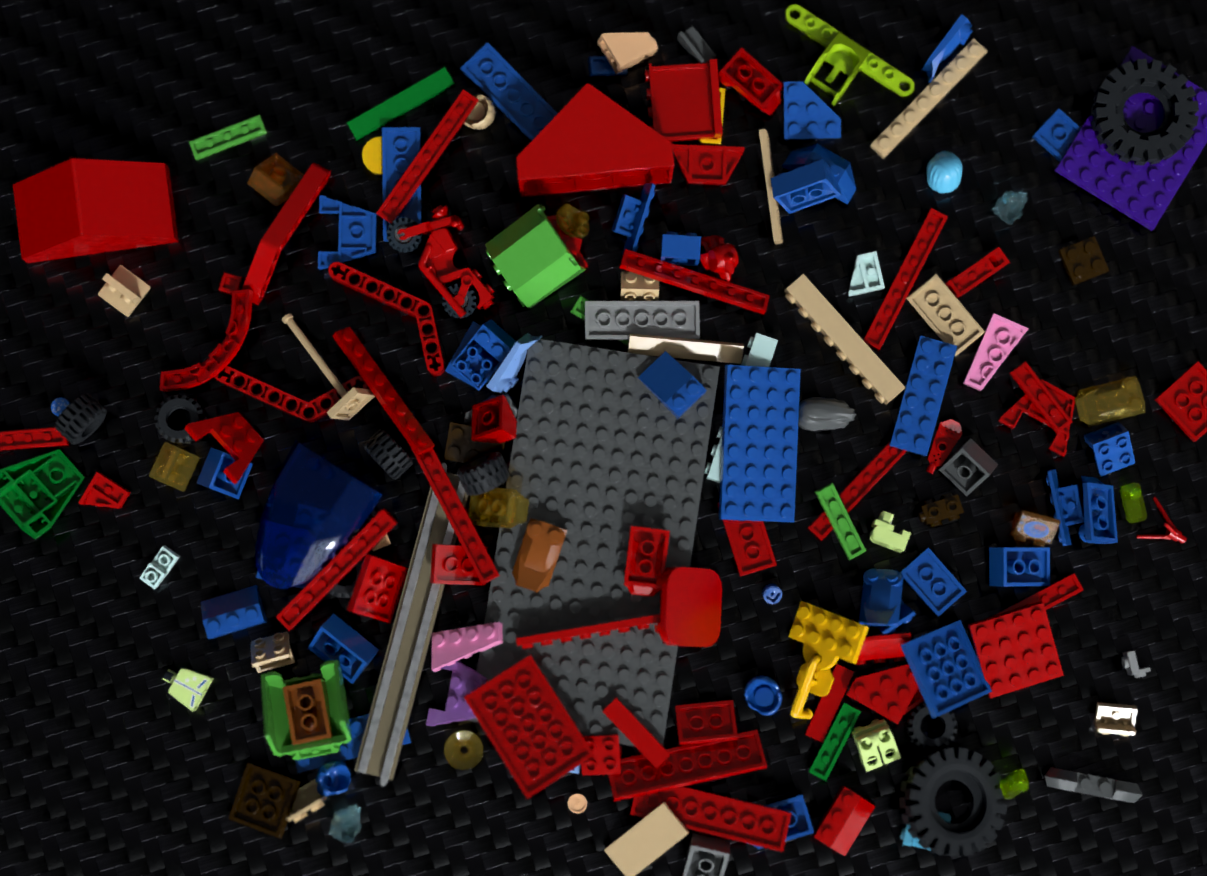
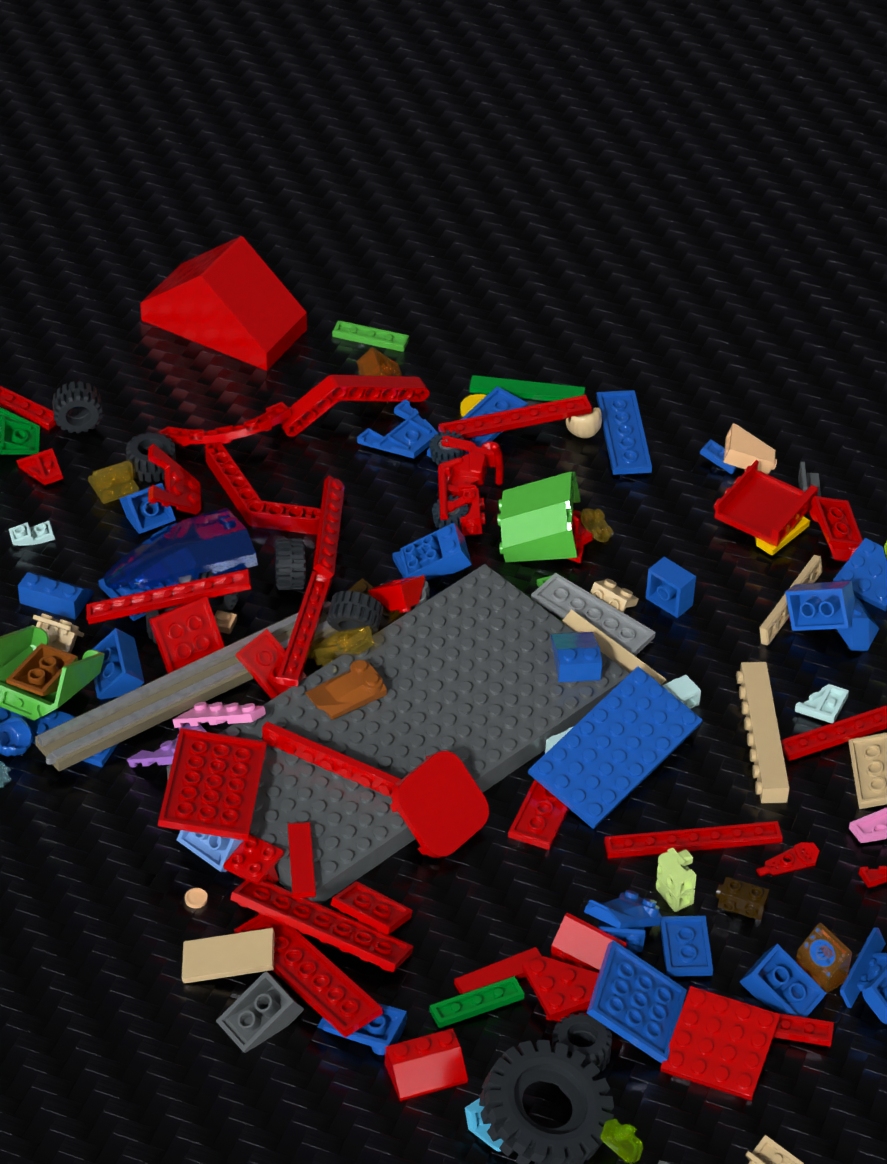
camera: 40 degrees right, 40 degrees down
(123, 290) = (193, 368): tan bracket -> none
(350, 402) = (295, 513): tan tile -> none
(396, 302) = (401, 491): red beam -> none
(453, 750) = (139, 792): clear yellow dish -> none
(507, 372) = (454, 563): medium blue slope -> none
(593, 148) = (652, 476): red slope -> none
(632, 215) = (648, 550): blue bracket -> none
(645, 560) = (439, 734): red slope -> none
(694, 281) = (664, 615): red plate -> none
(707, 163) = (750, 557): red wing -> none
(719, 256) = (701, 611): red head -> none
(763, 695) = (444, 916): blue piece -> none
(772, 593) = (525, 861): blue tile -> none
(824, 414) = (696, 767): dark grey hair -> none
(831, 638) = (542, 904): yellow plate -> none
(840, 521) = (639, 847): bright green tile -> none
(872, 737) = (509, 1013): yellowish green hips -> none
(923, 395) = (800, 808): blue plate -> none
(968, 467) = (799, 883): dark grey slope -> none
(1130, 662) = (830, 1138): light grey bracket -> none

